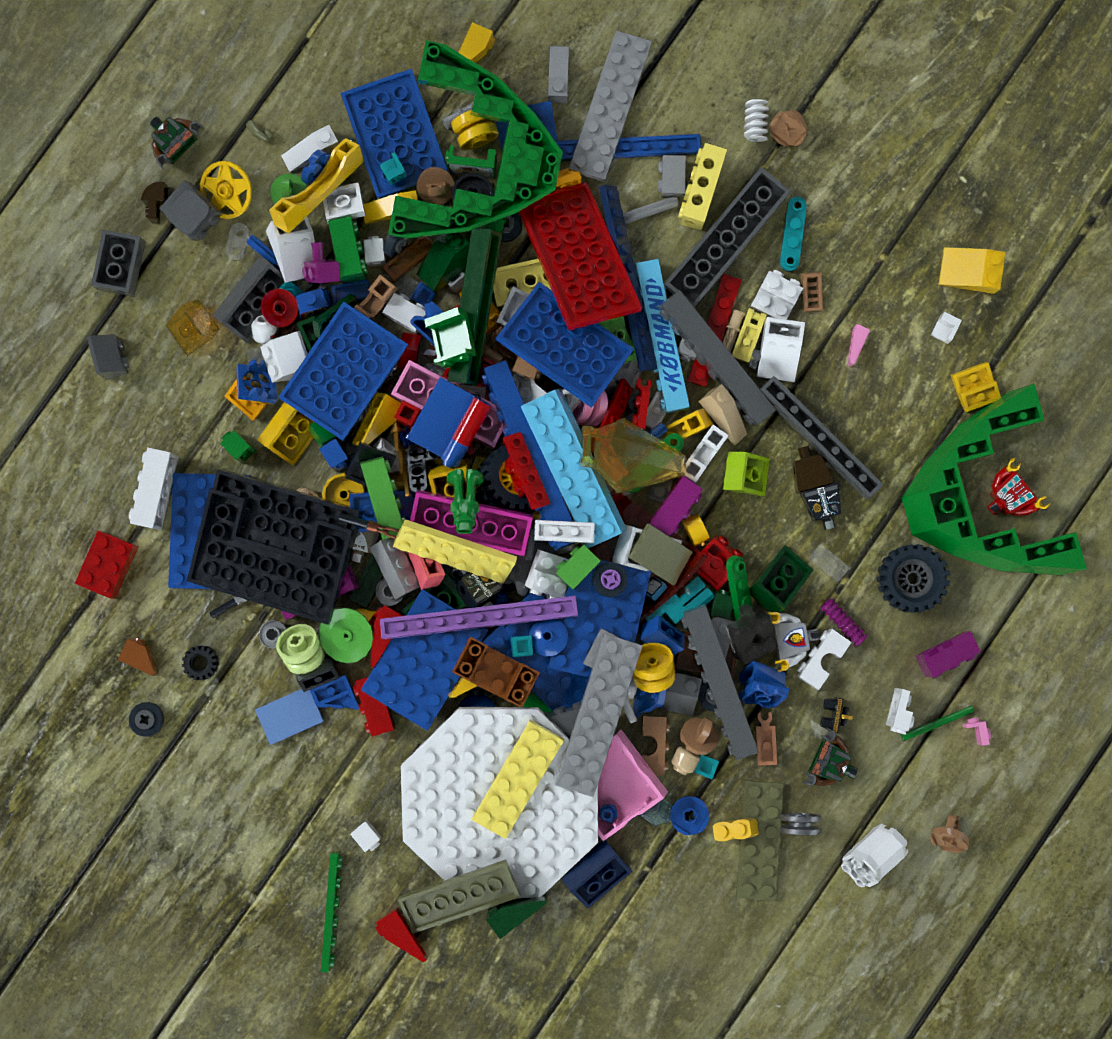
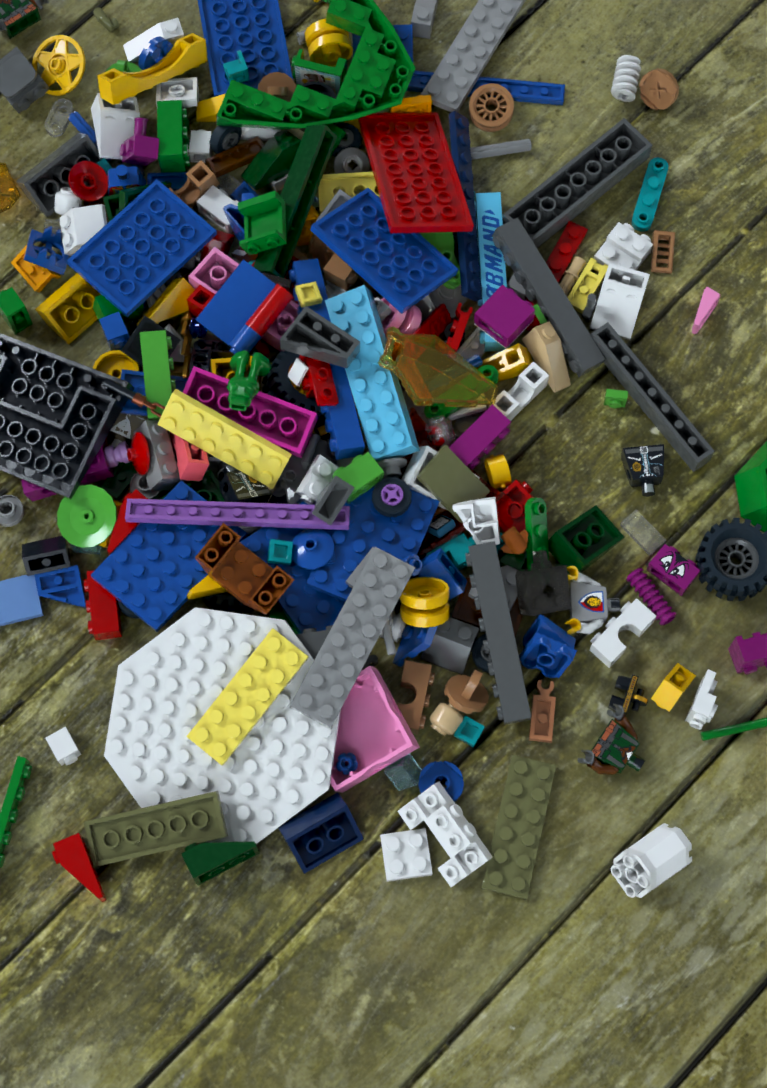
camera: 10 degrees right, 15 degrees down
(300, 649) = (33, 526): yellowish green wheel -> none
(360, 569) = (117, 454): none -> lavender wheel
(380, 569) = (139, 453): none -> red dish
(504, 400) = (308, 294): none -> light yellow tile
(508, 477) = (298, 372): none -> white piece
(511, 242) = (350, 154): none -> light grey piece
(524, 451) = (319, 339): none -> dark grey wedge
(559, 596) = (332, 500): none -> dark grey slope
(564, 531) = (349, 433): white tile -> none
(603, 549) = (392, 467): none -> light grey piece
(637, 636) = (415, 561): none -> blue plate
(640, 504) = (439, 431): none -> clear head
(649, 160) = (482, 92): none -> medium nougat wheel
(669, 879) = (406, 854): none -> white plate
(672, 176) = (529, 120): light grey brick -> none
(681, 386) = (504, 316): none -> magenta piece
(689, 584) = (480, 519): none -> white slope
(704, 855) = (451, 831): none -> white bracket
(708, 379) = (539, 317): none -> bright green tile
(712, 159) = (558, 130): light yellow brick -> none
(721, 597) = (514, 541): none -> dark orange piece
(736, 829) = (492, 803): yellow brick -> none
(746, 473) = (563, 422): lime slope -> none
(789, 443) = (615, 398): none -> bright green plate
(800, 823) = (569, 808): flat silver wheel -> none
(810, 471) = (634, 429): dark brown torso -> none
(859, 594) = (673, 569): none -> magenta brick
(873, 700) = (673, 687): none -> yellow slope
(950, 837) = (744, 854): medium nougat tile -> none

